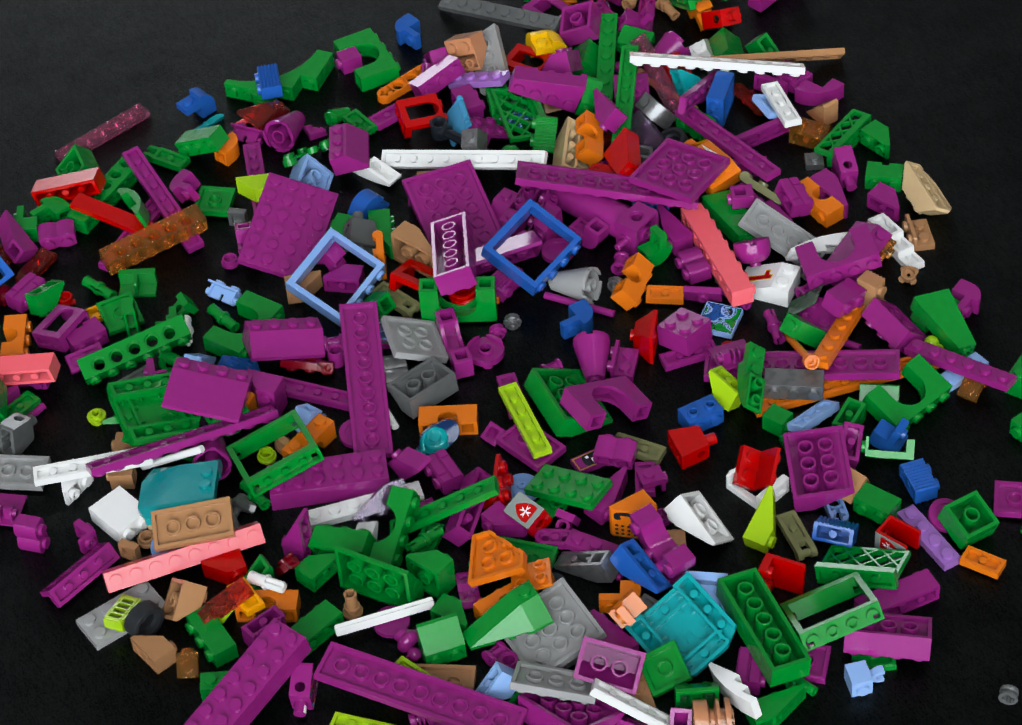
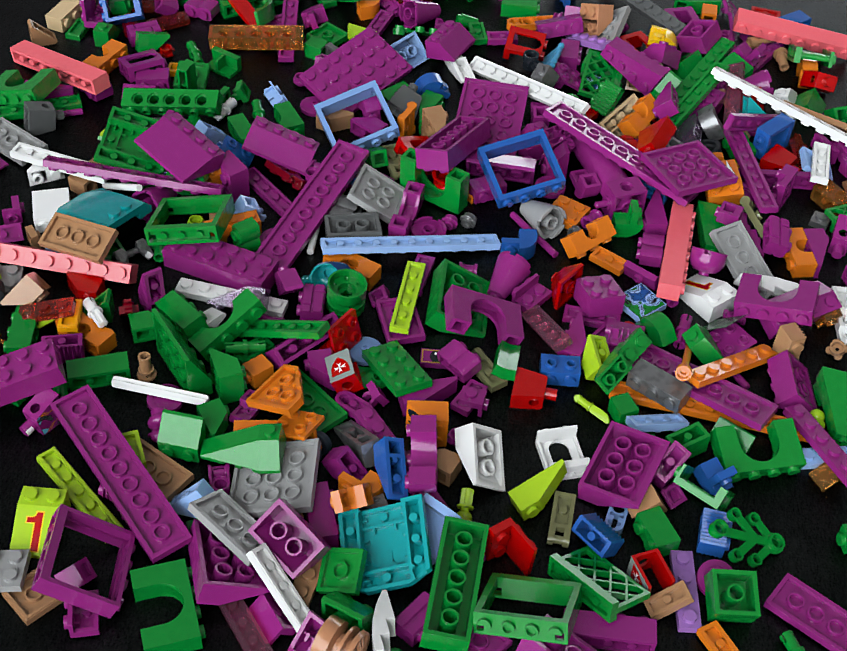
camera: 25 degrees right, 0 degrees up
(217, 221) = (314, 47): none -> green brick
(267, 284) = (307, 106): none -> magenta piece
(333, 440) = (246, 234): none -> green brick
(455, 549) = (258, 371): none -> orange brick
(469, 445) = (345, 291): none -> green wheel
(484, 371) = (405, 244): none -> light blue plate
(493, 182) = (536, 112): none -> magenta brick
(590, 585) = (343, 459): none -> magenta slope
(601, 260) = (573, 210): none -> orange plate
(652, 431) = (506, 361): none -> green piece
(665, 384) = (547, 328): none -> clear pink plate
(692, 380) = (577, 334): none -> magenta slope
(712, 562) = (466, 503): none -> lime axle
(741, 119) = (777, 158): none -> red torso
(756, 332) = (658, 328): none -> green brick
(756, 468) = (566, 438): red bracket -> none
(759, 434) = (599, 413): none -> lime piece
(763, 138) = (784, 184): none -> magenta plate
(844, 298) = (757, 336): magenta brick -> none
(867, 468) = (673, 495): none -> magenta slope
(925, 550) = (668, 600): none -> medium nougat plate
(967, 463) = (771, 542): none -> green plant

